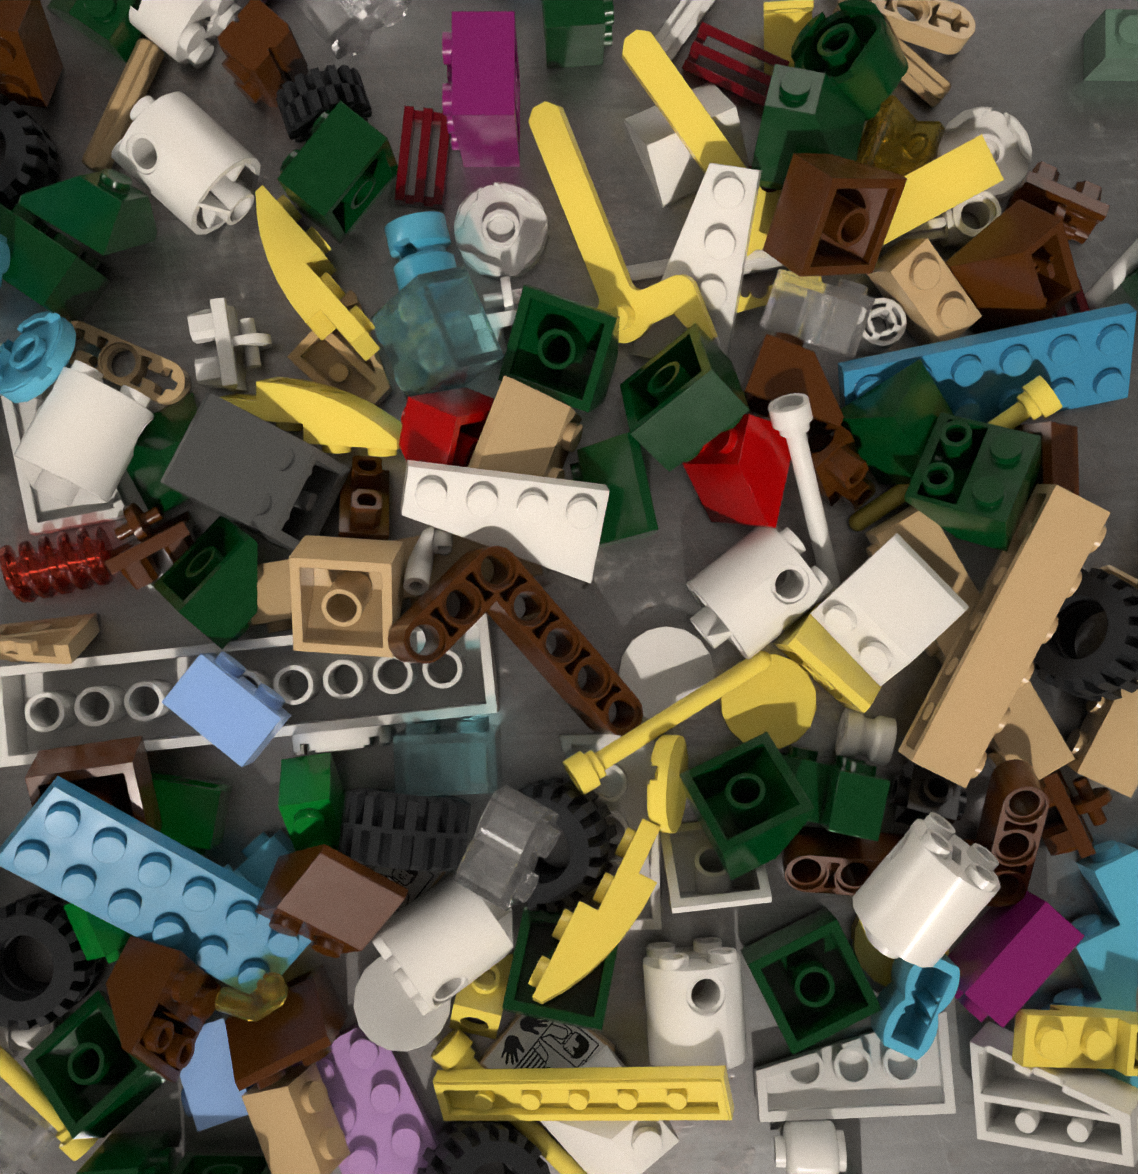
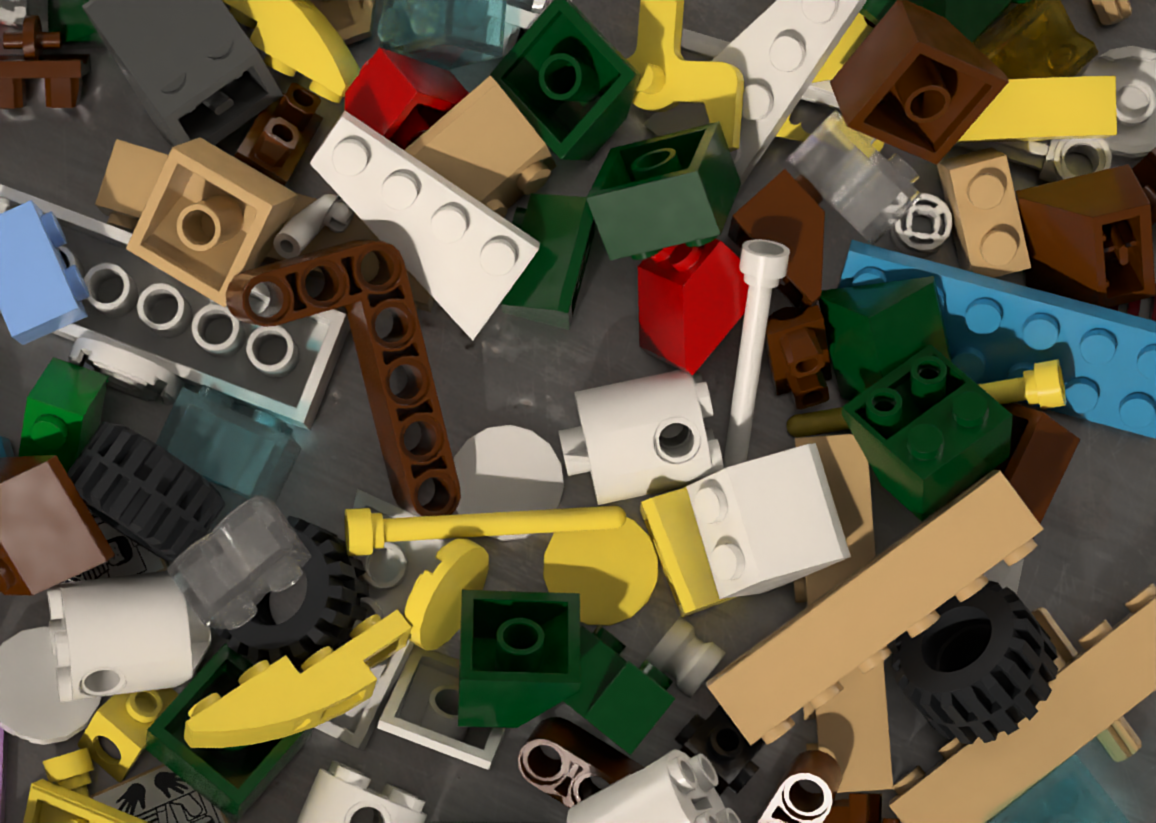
camera: 30 degrees right, 5 degrees down
(215, 582) = (81, 140): dark green slope -> none

